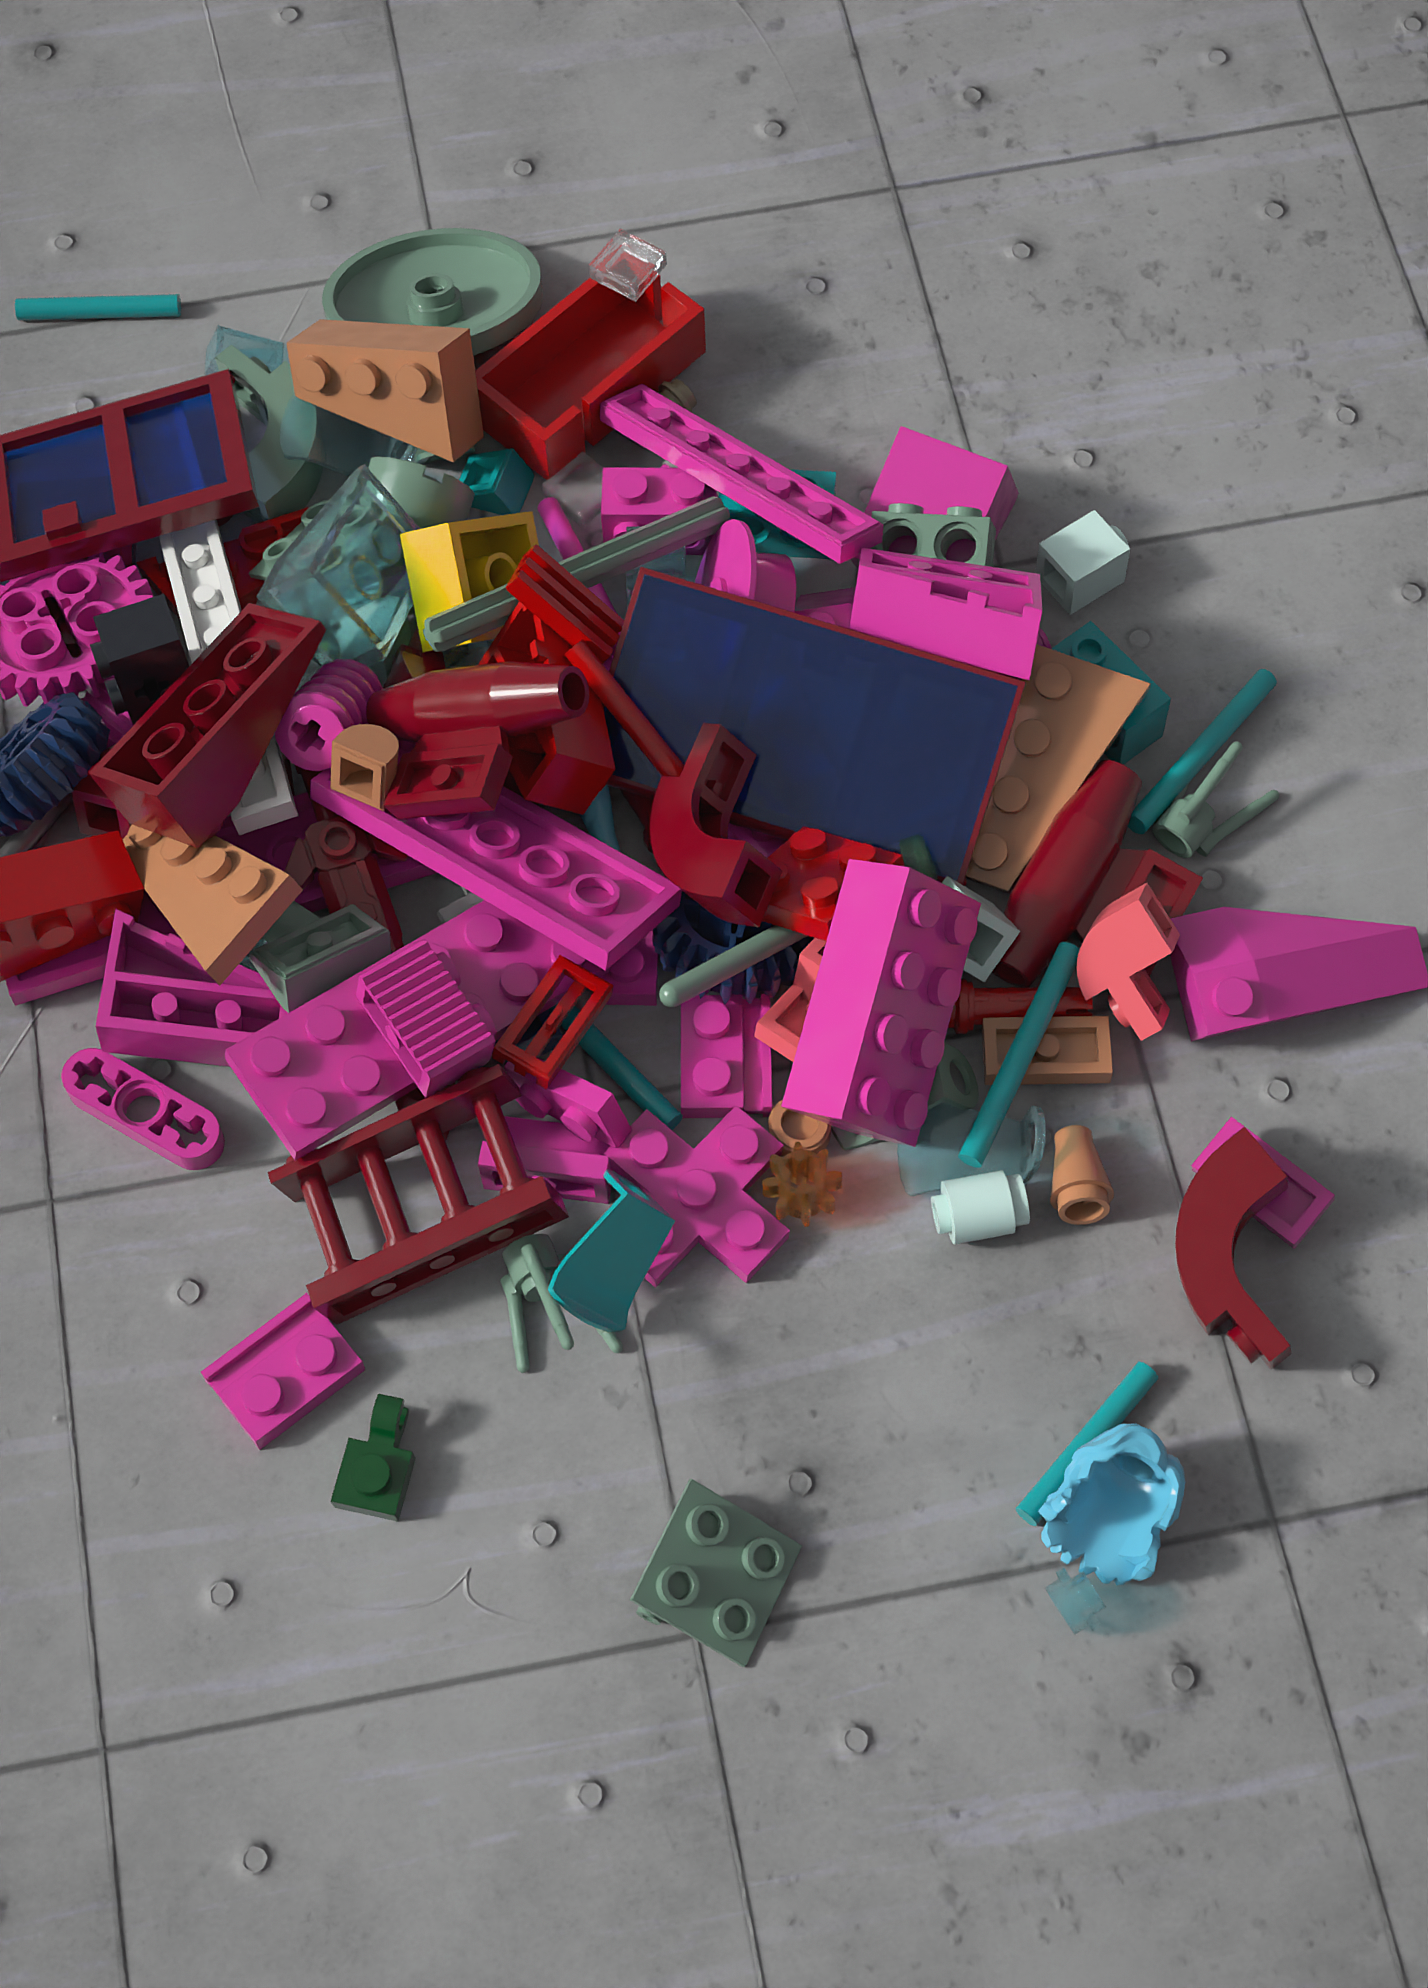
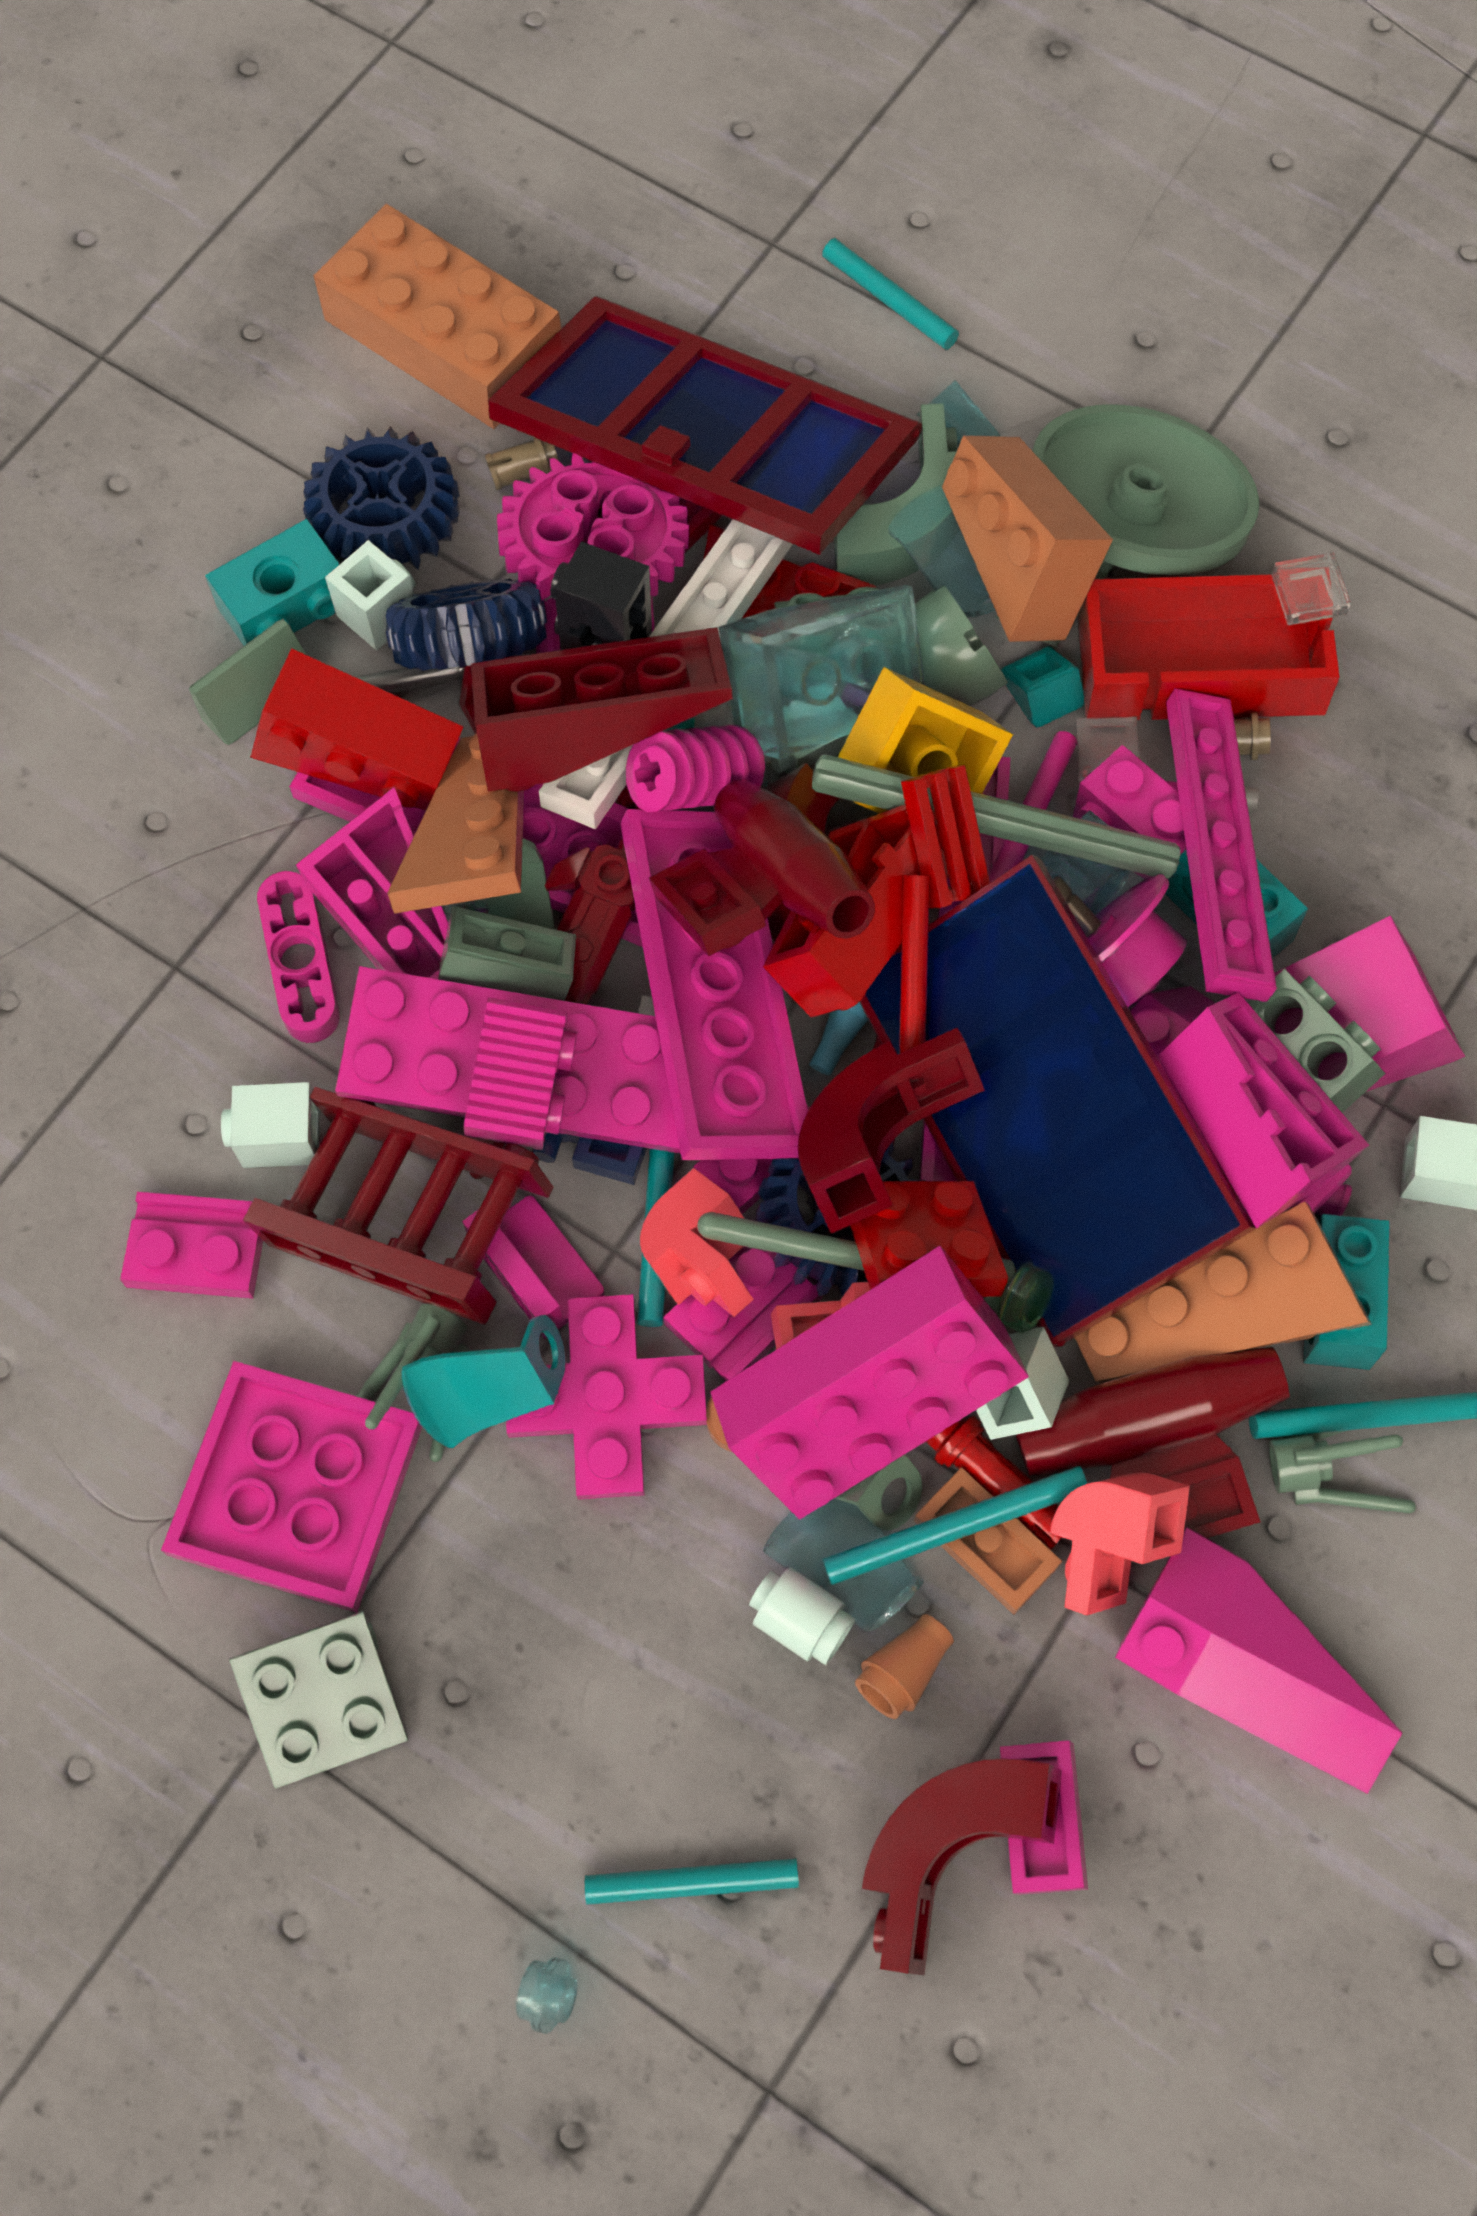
camera: 45 degrees right, 5 degrees up
(257, 1233) = (272, 1125): none -> light aqua brick
(364, 763) = (668, 829): nougat brick -> none
(376, 1472) = (178, 1381): dark green plate -> none
(527, 1060) = (622, 1187): red tile -> none
(541, 1457) = (293, 1487): none -> dark pink plate
(579, 1104) = (579, 1254): dark pink plate -> none
(659, 1038) = (685, 1258): none -> coral brick
(799, 1168) = (668, 1465): clear orange gear -> none
(1115, 1504) = (648, 1953): medium azure hair -> none

